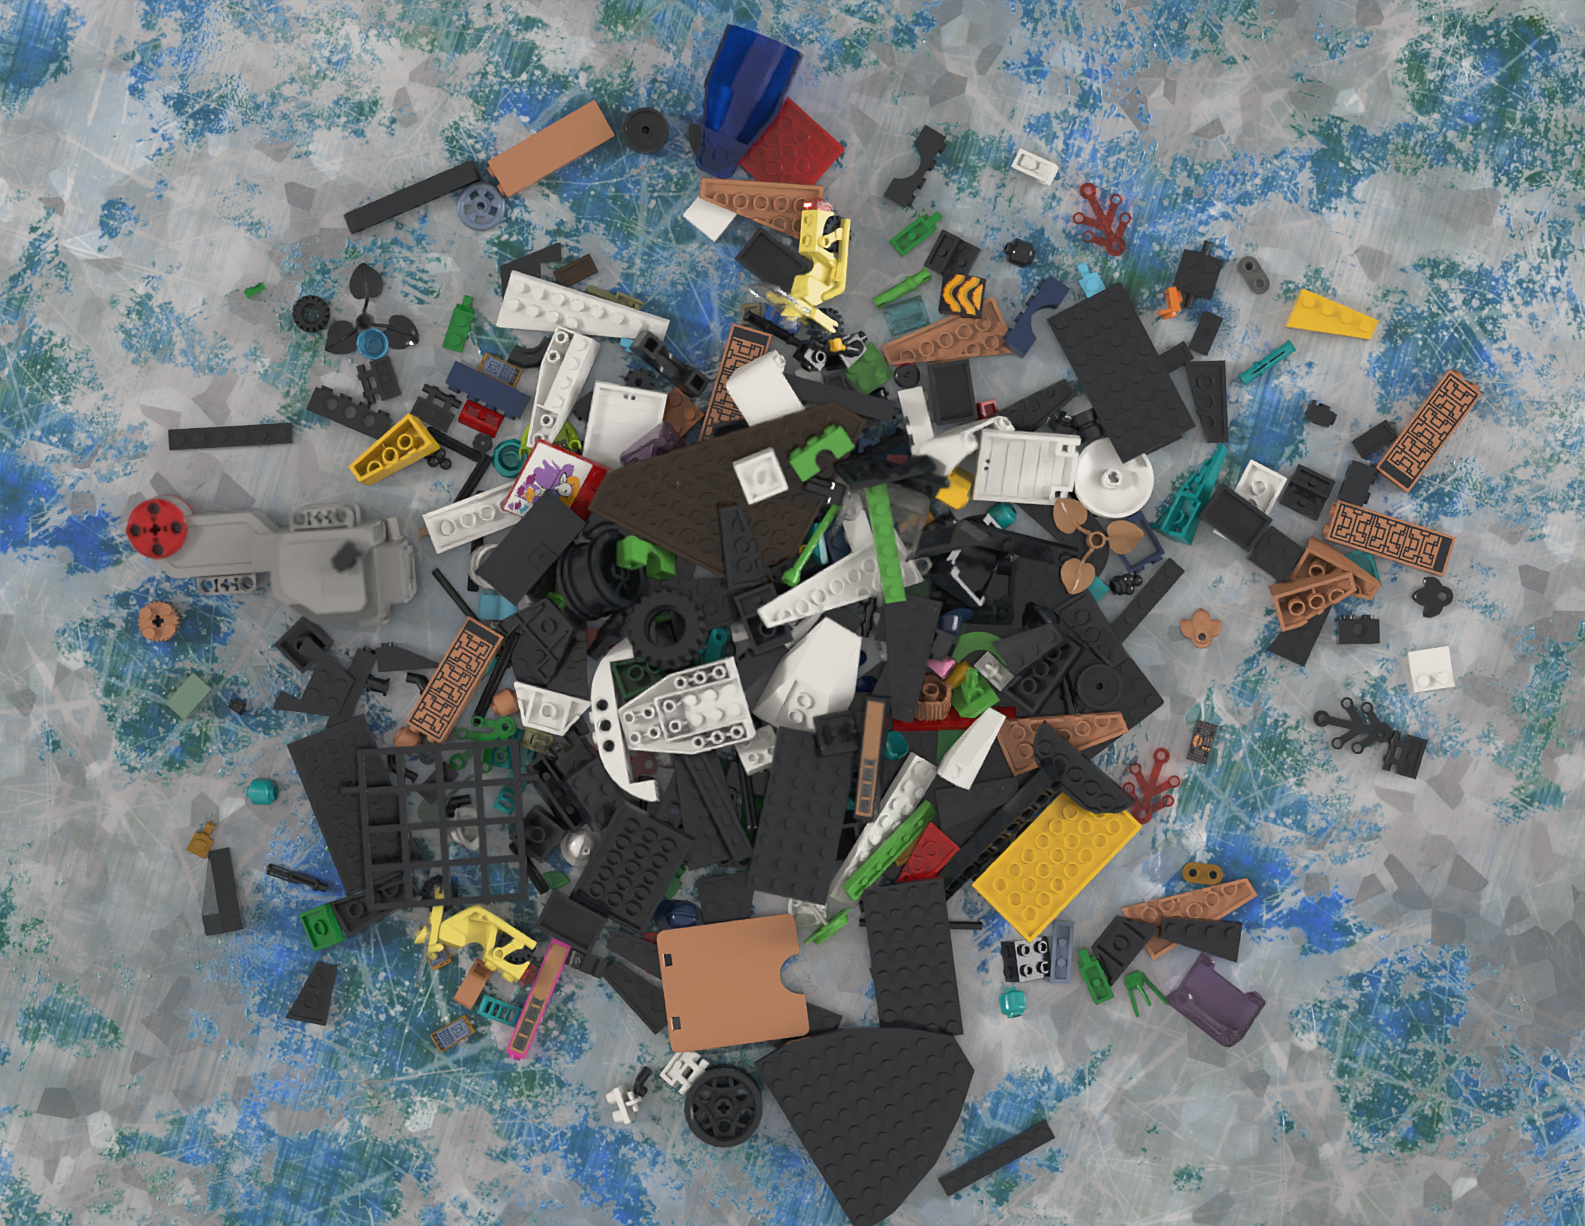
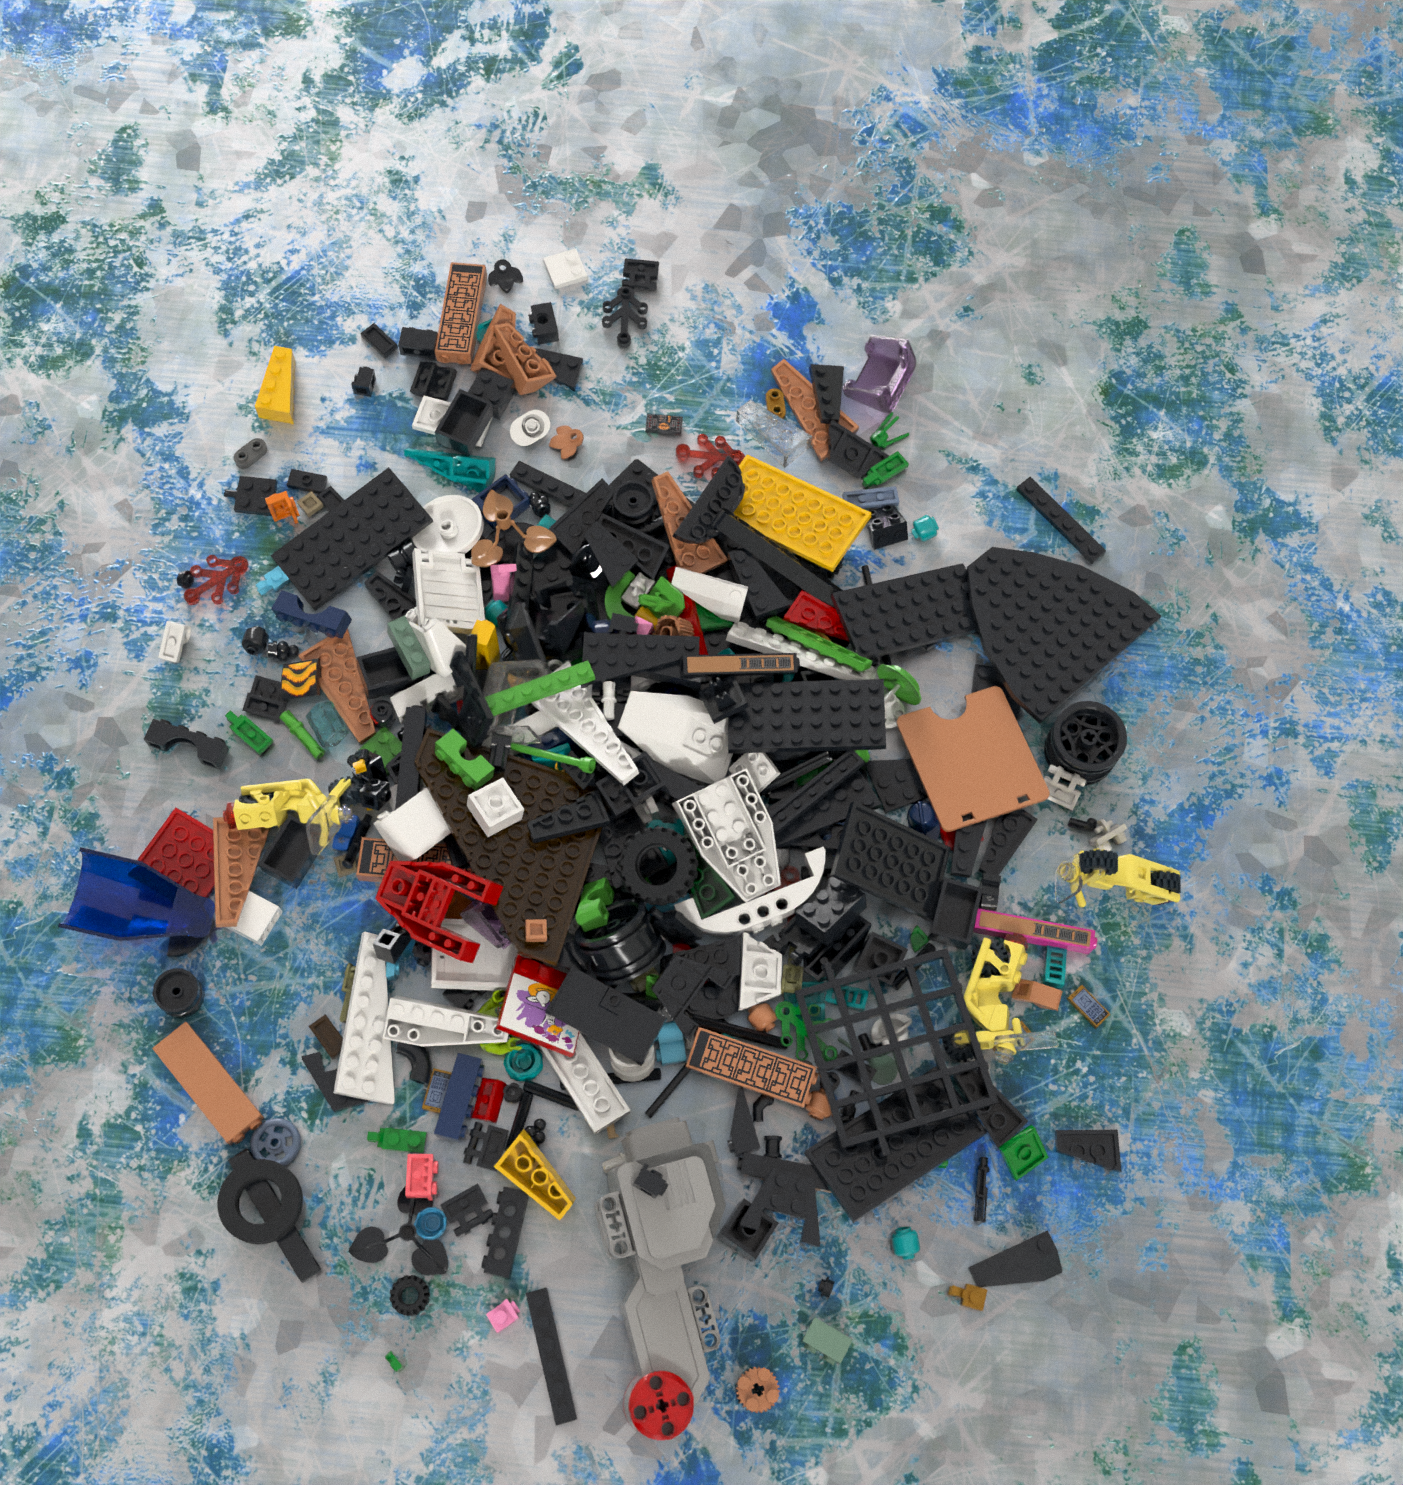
camera: 105 degrees left, 20 degrees down
(275, 398) = (503, 1315): none -> bright pink bracket
(393, 186) = (232, 1190): none -> black tyre
(417, 341) = (420, 1176): none -> coral bracket
(564, 1097) = (1106, 869): none -> piece
(579, 846) = (884, 920): white helmet -> none
(622, 494) = (536, 930): none -> nougat plate
(682, 387) = (421, 895): none -> red wedge
(863, 613) = (609, 699): none -> white axle
(966, 414) = (408, 647): none -> sand green brick
(1003, 278) = (281, 650): none -> black piece
(1038, 526) = (501, 580): none -> bright pink bracket
(1108, 186) = (185, 579): none -> black plate
(1174, 332) = (310, 504): none -> dark tan plate
(1210, 397) = (359, 467): black wing -> none
(1219, 590) = (529, 427): none -> white piece
(1286, 349) = (330, 433): teal pin -> none
(1428, 430) = (364, 299): nougat brick -> none

